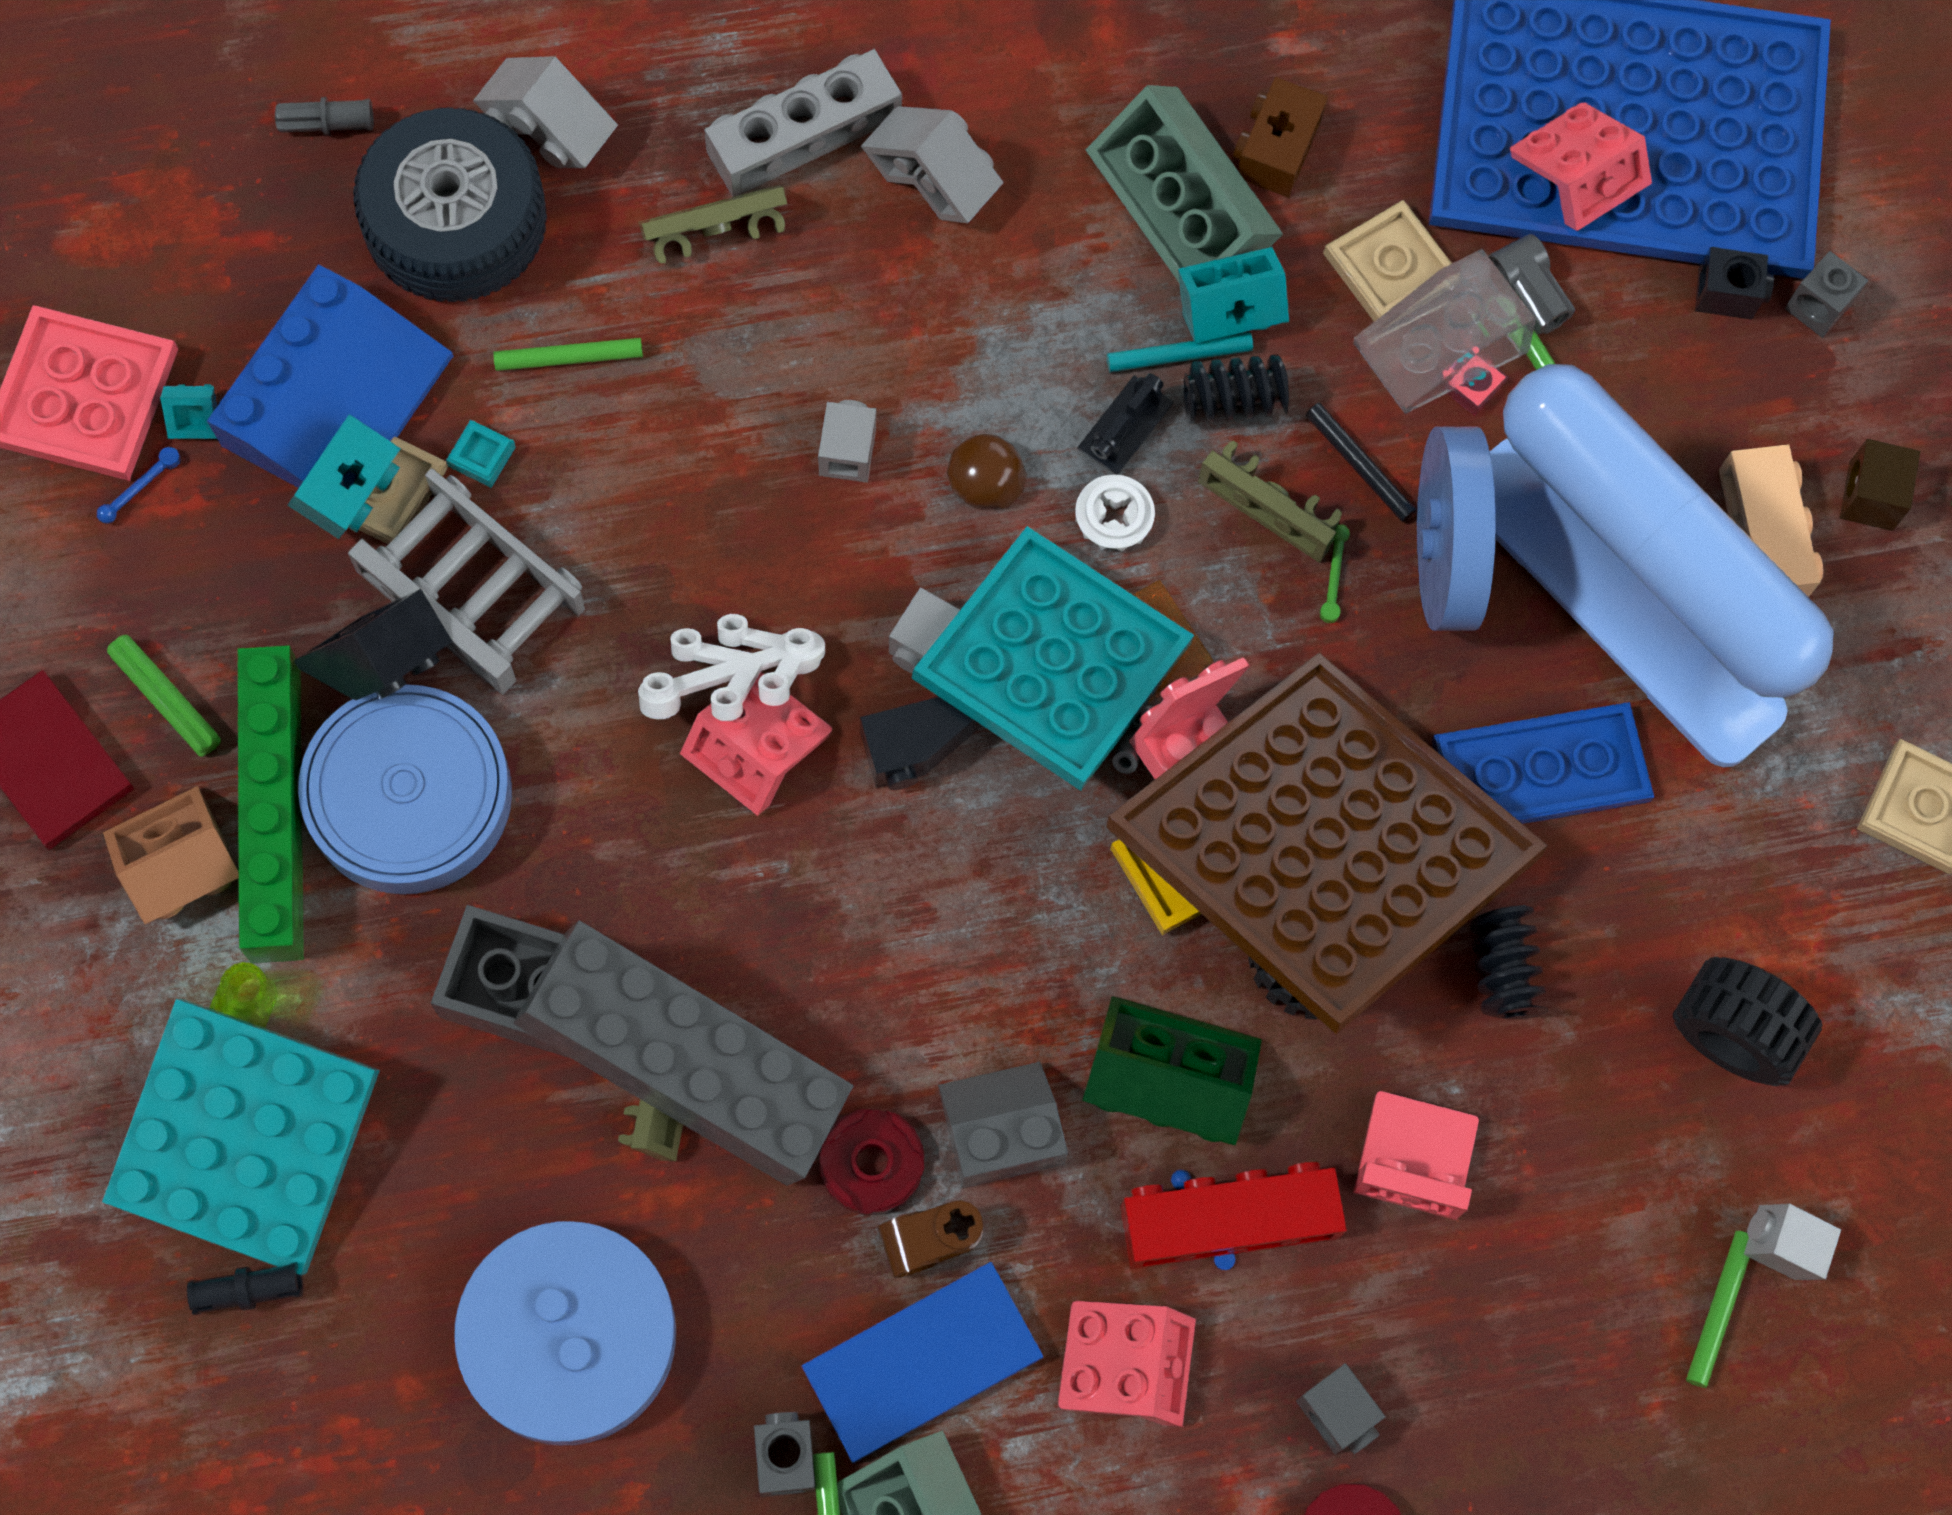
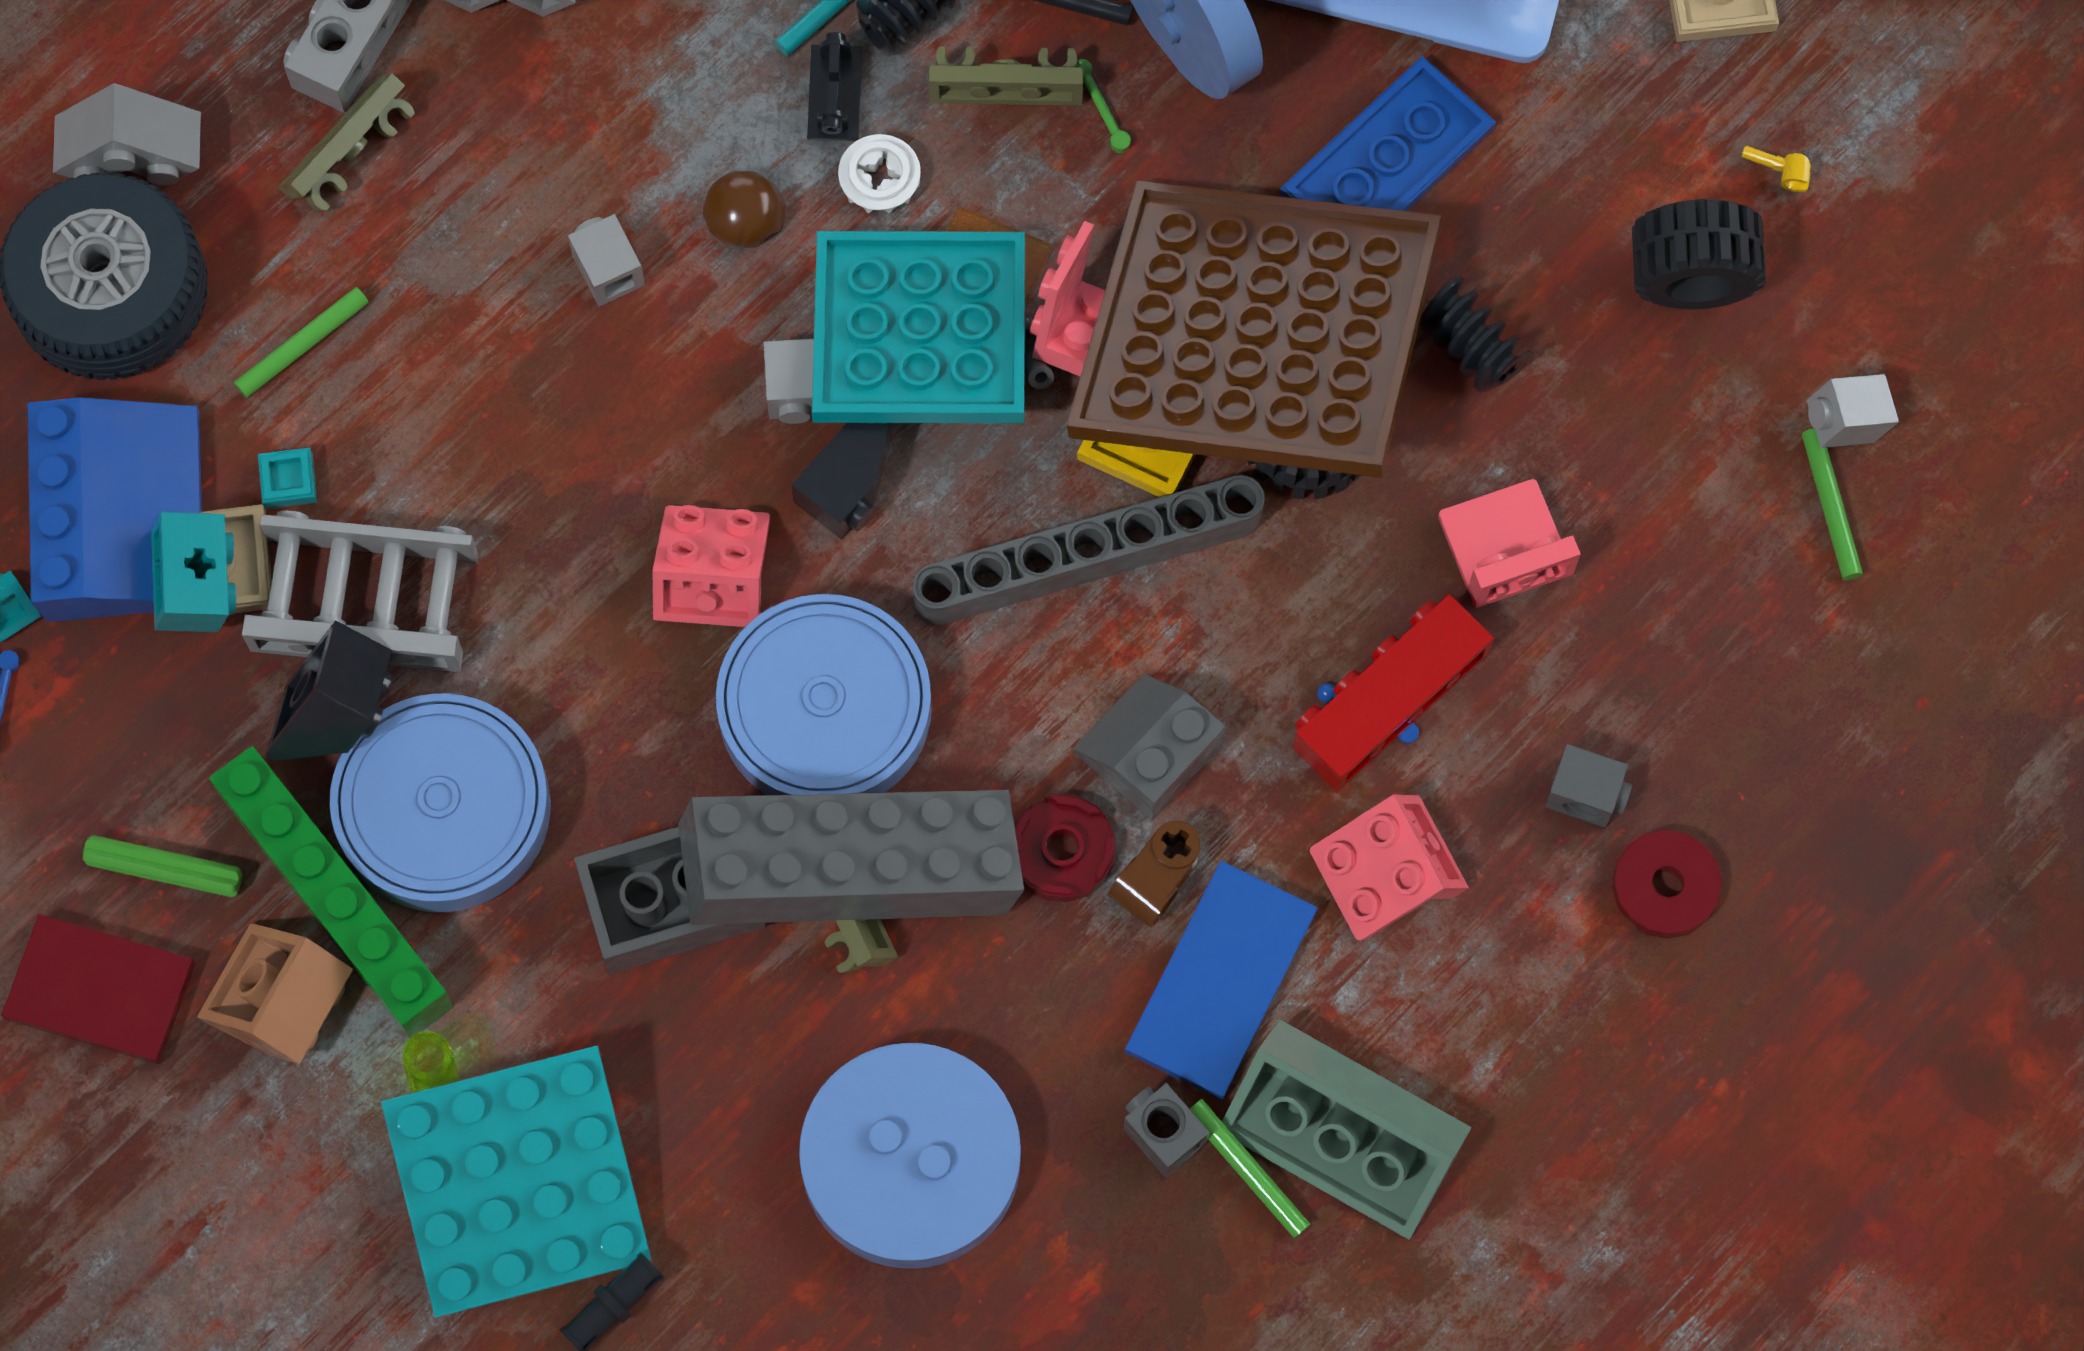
camera: 30 degrees left, 0 degrees up
(762, 911) = (823, 698): none -> medium blue brick
(793, 652) = (691, 468): white plant -> none
(1091, 924) = (1104, 530): none -> dark grey beam
(1173, 1071) = (1260, 606): dark green slope -> none
(1885, 1000) = (1794, 167): none -> yellow hand

